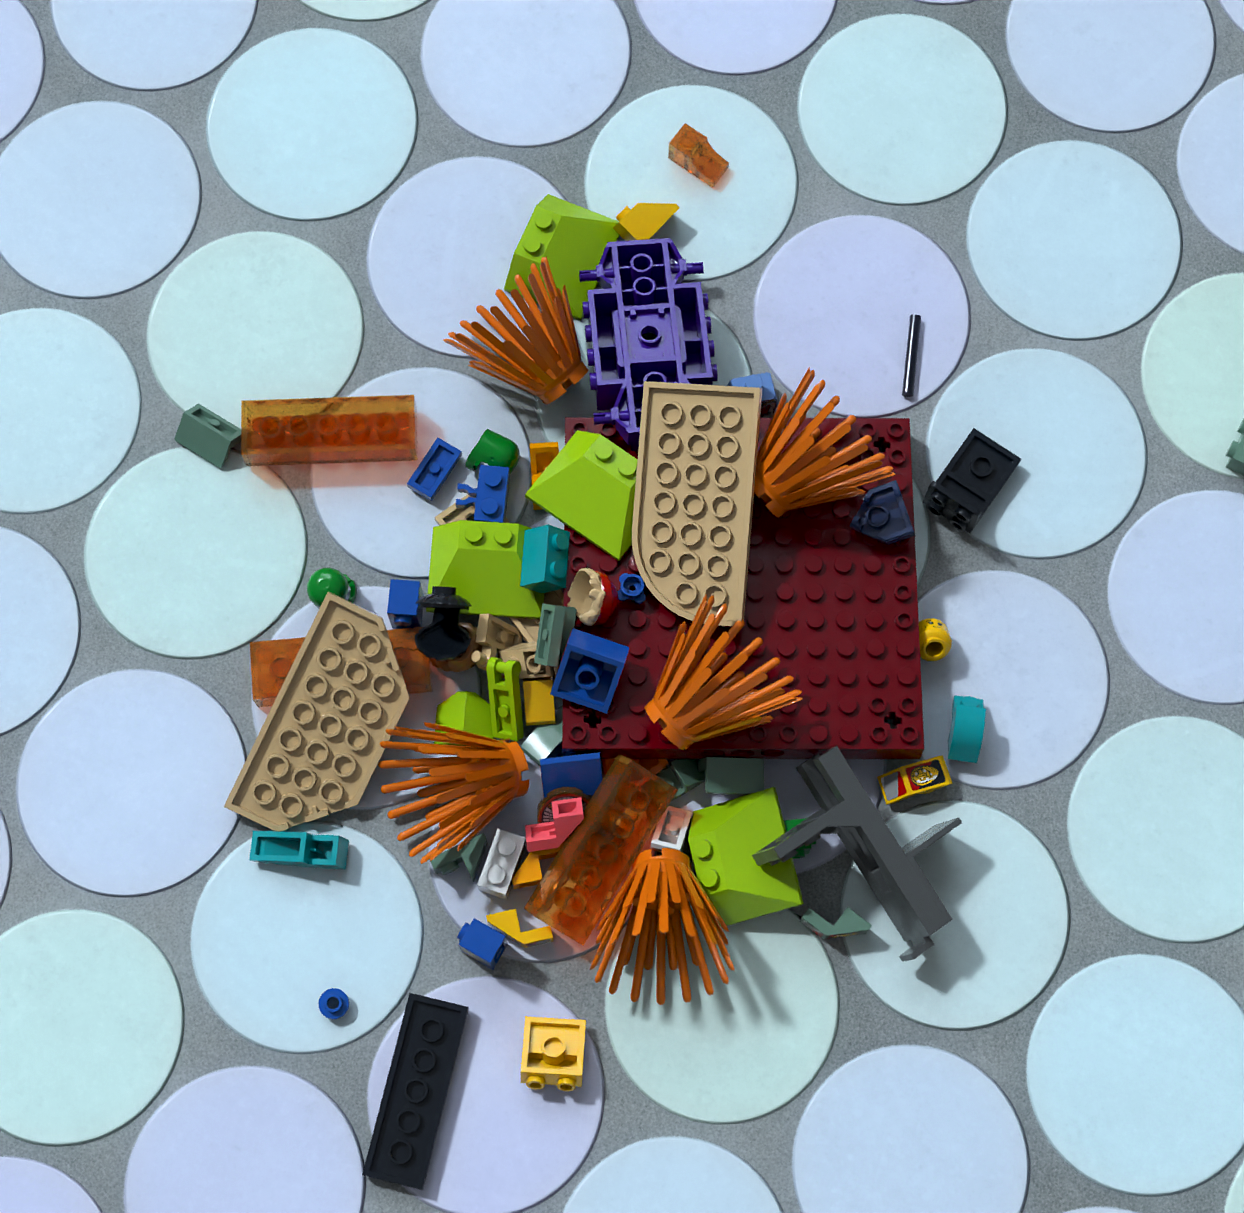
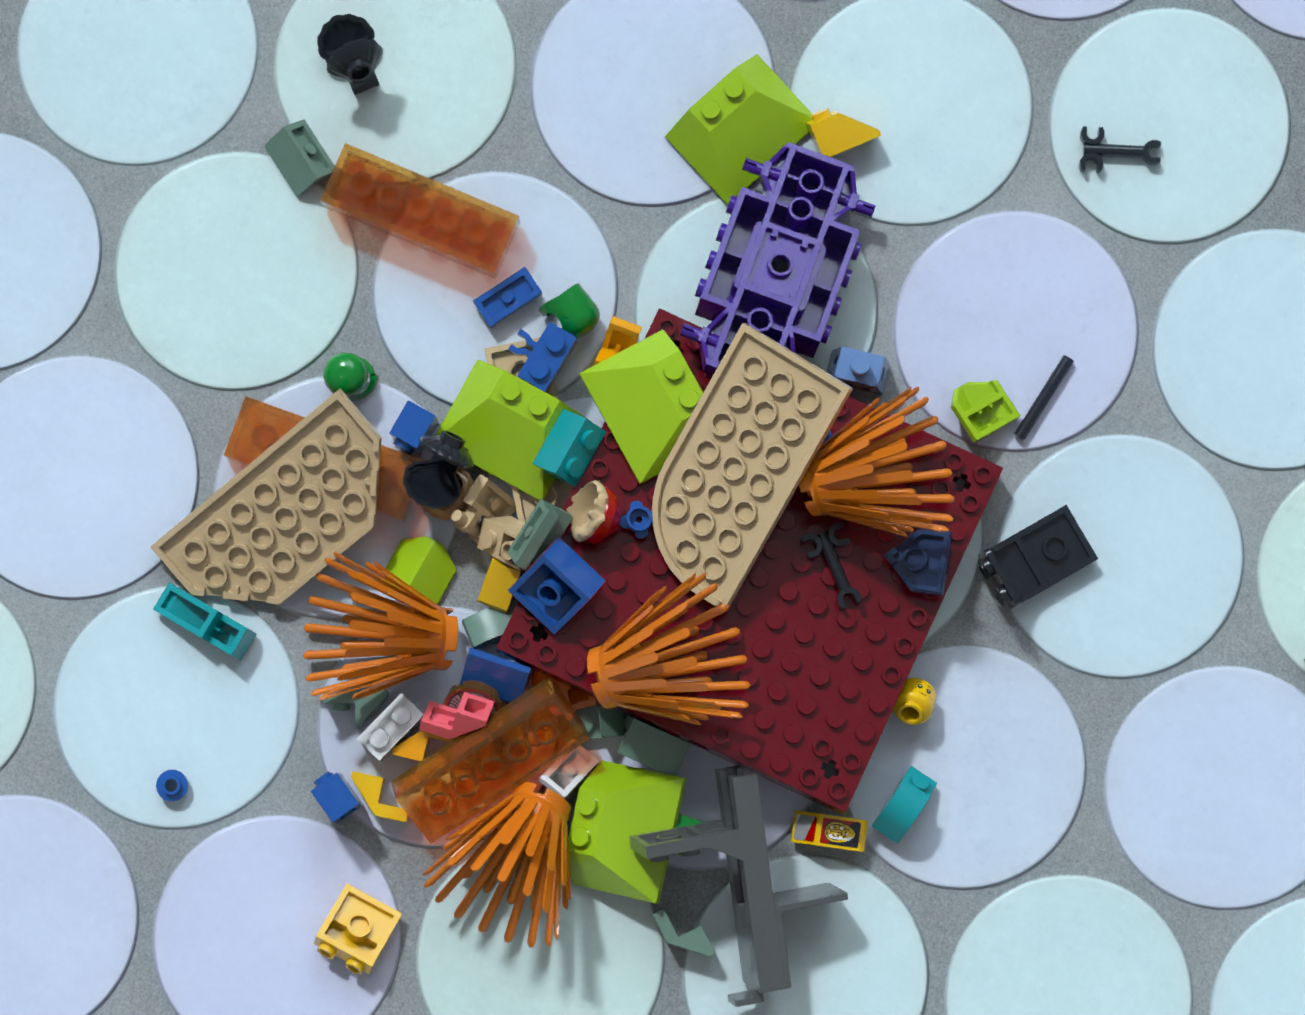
camera: 25 degrees right, 10 degrees up
(214, 330) = (350, 51): none -> black animal
(415, 1091) = (212, 904): black plate -> none
(505, 698) = (467, 568): lime plate -> none
(539, 367) = (663, 240): orange plant -> none
(695, 154) = (929, 84): clear orange arch -> none
(798, 538) = (827, 542): none -> black bar
(855, 151) = (1094, 150): none -> black bar
(868, 383) = (983, 408): none -> lime slope

